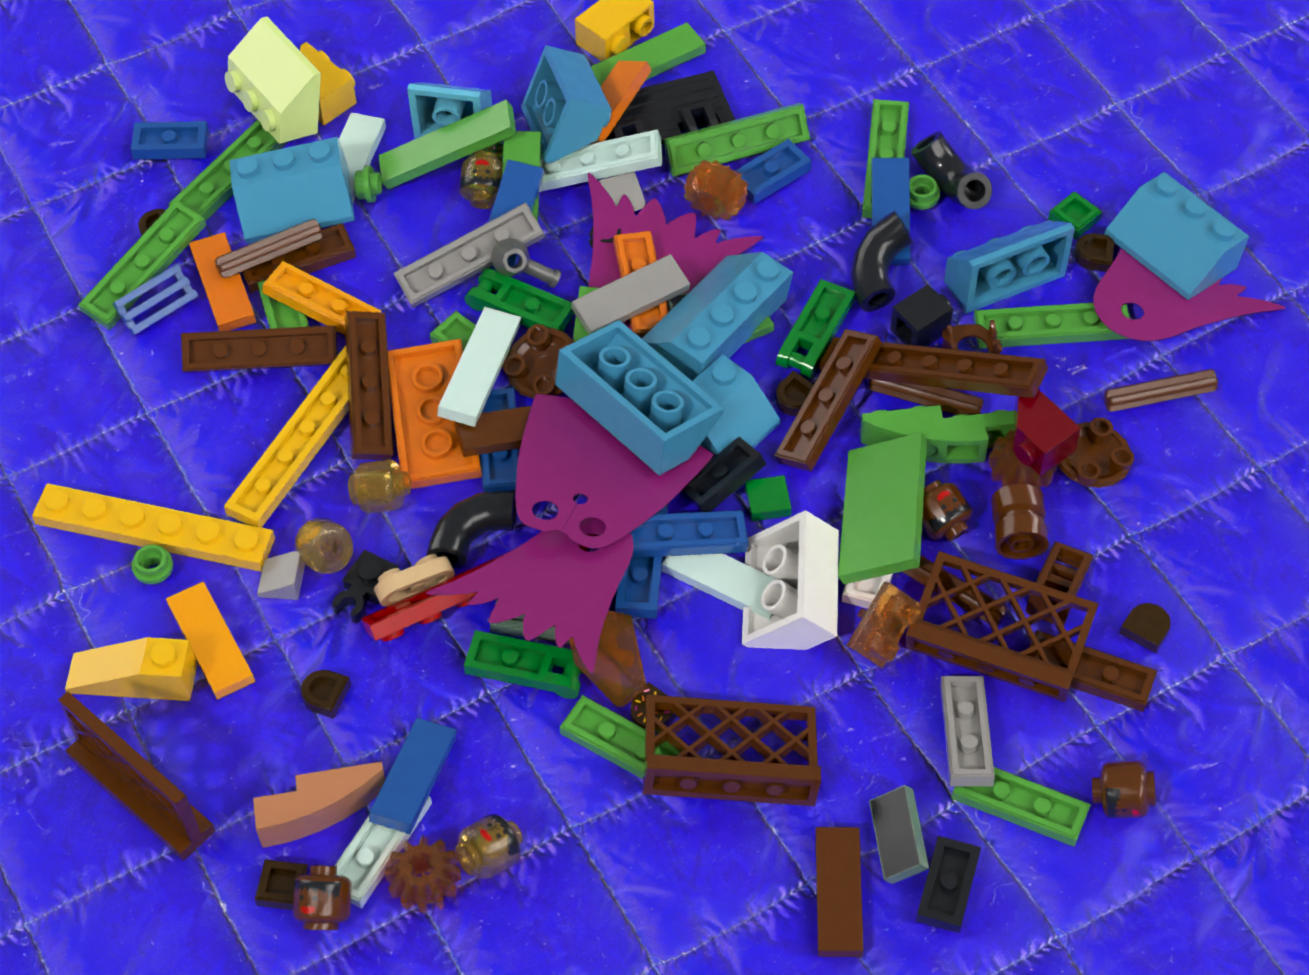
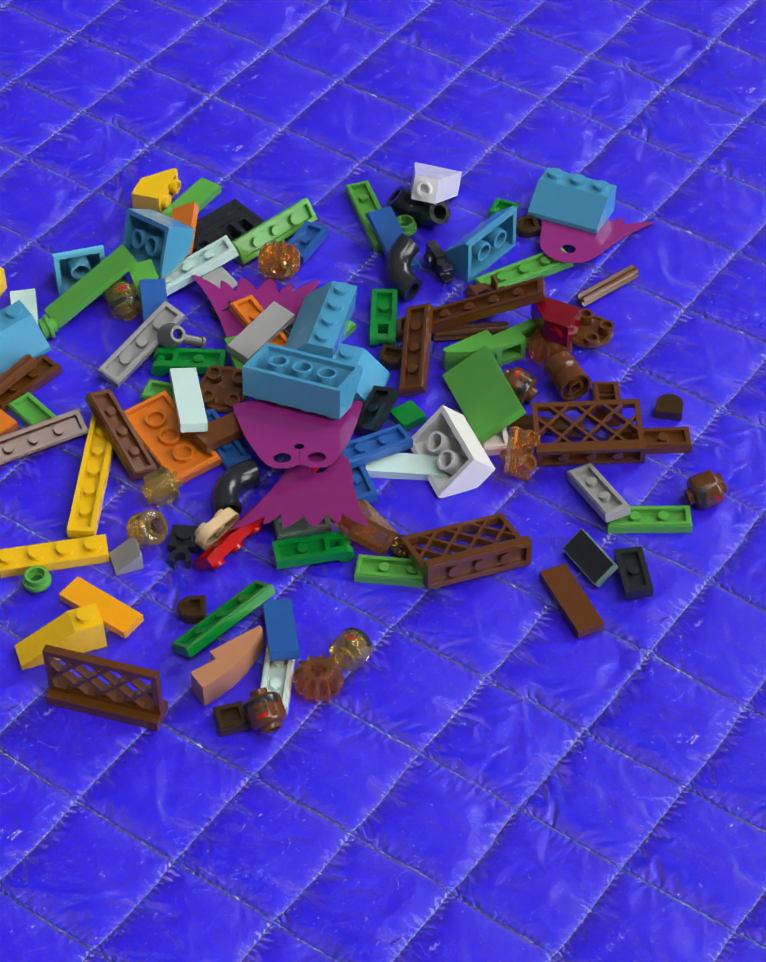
camera: 25 degrees left, 10 degrees down
(312, 296) = (52, 399): light orange tile -> none
(351, 724) = (222, 618): none -> green tile
(921, 317) = (445, 289): black brick -> none
(934, 262) = (436, 260): none -> black plate
(985, 143) = (434, 183): none -> slope

